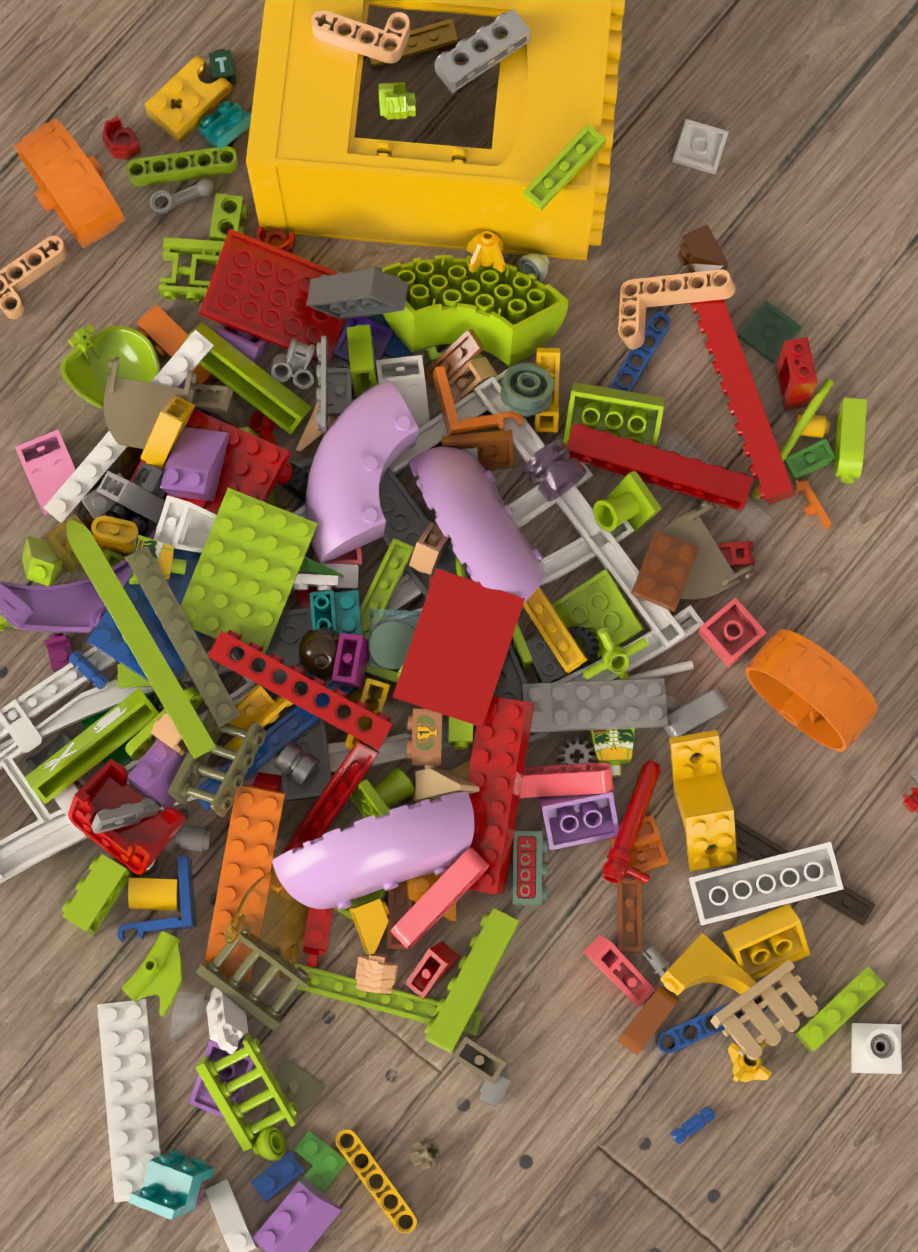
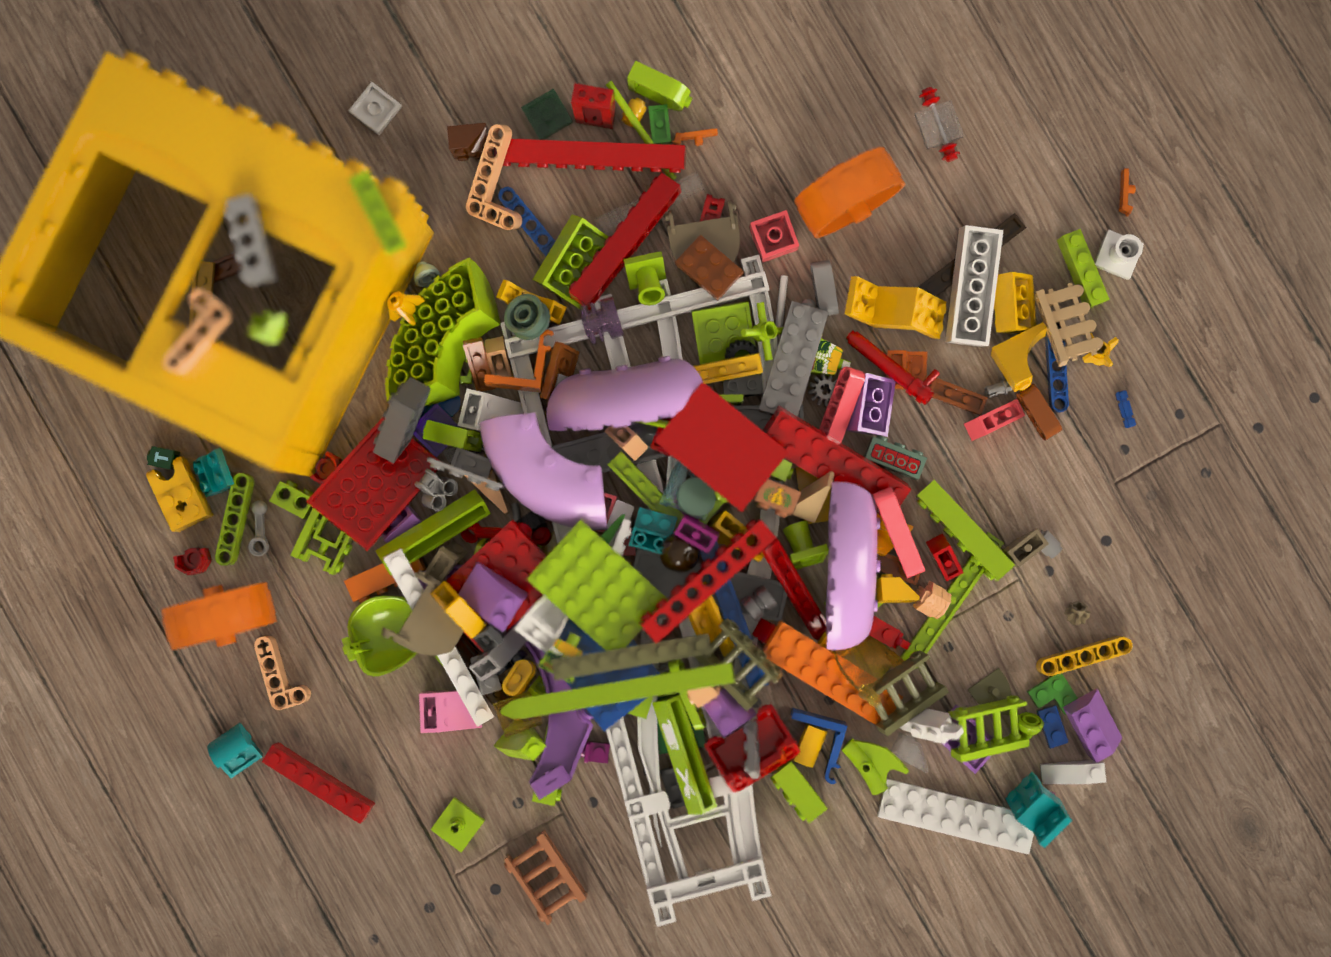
camera: 65 degrees left, 10 degrees up
(88, 670) = (623, 736): blue axle -> none
(194, 838) = (780, 699): light grey brick -> none
(286, 501) = (541, 536): none -> red plate

